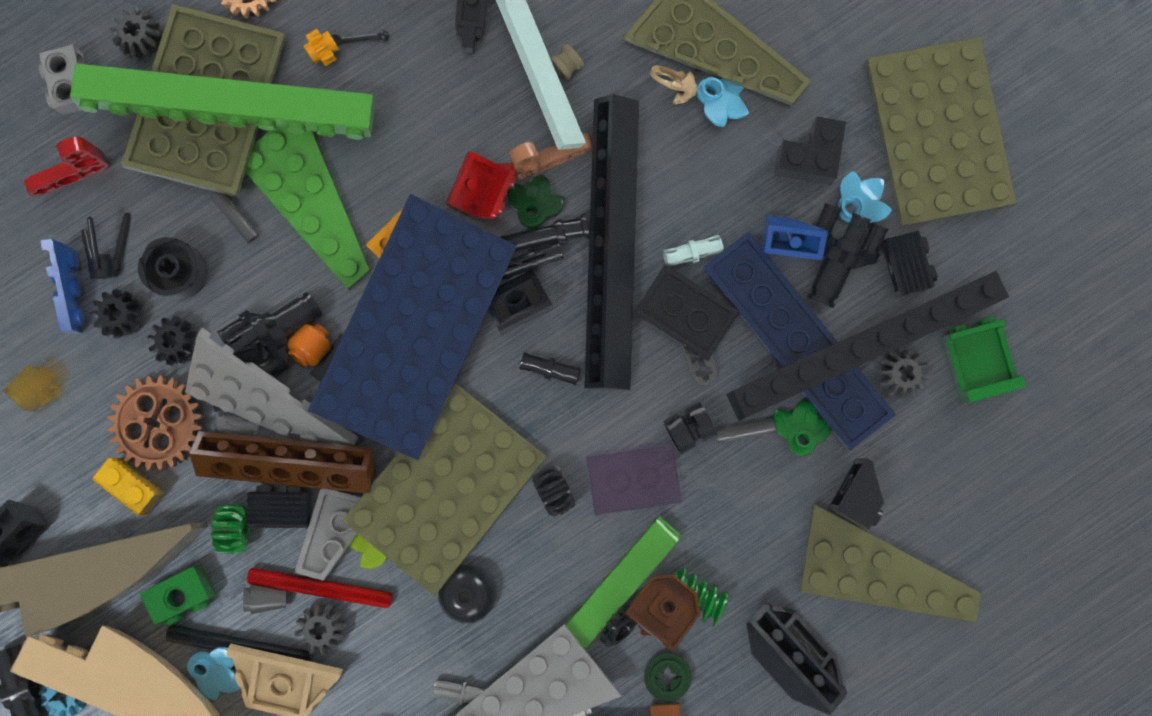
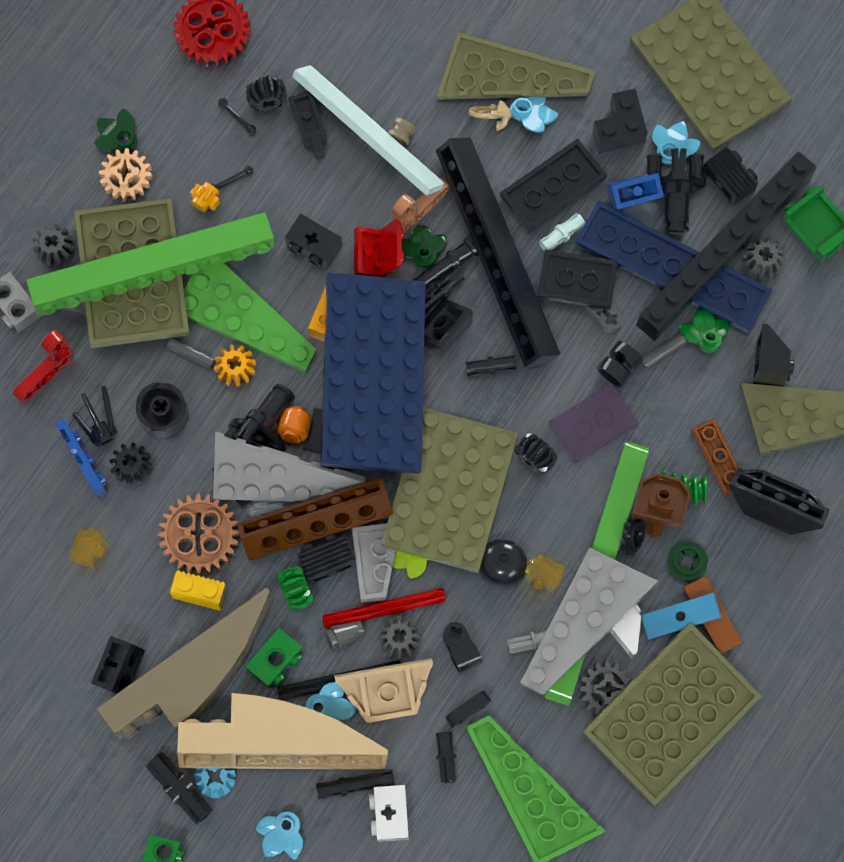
camera: 25 degrees left, 10 degrees down
(163, 345) = (185, 475): black gear -> none
(265, 259) = (230, 358): none -> light orange gear
(381, 672) = (463, 651): none -> black piece
(410, 131) = (307, 230): none -> black brick
(506, 626) = (544, 574): none -> clear yellow brick
(707, 192) = (553, 185): none -> black plate
(752, 556) = (711, 443): none -> dark orange tile

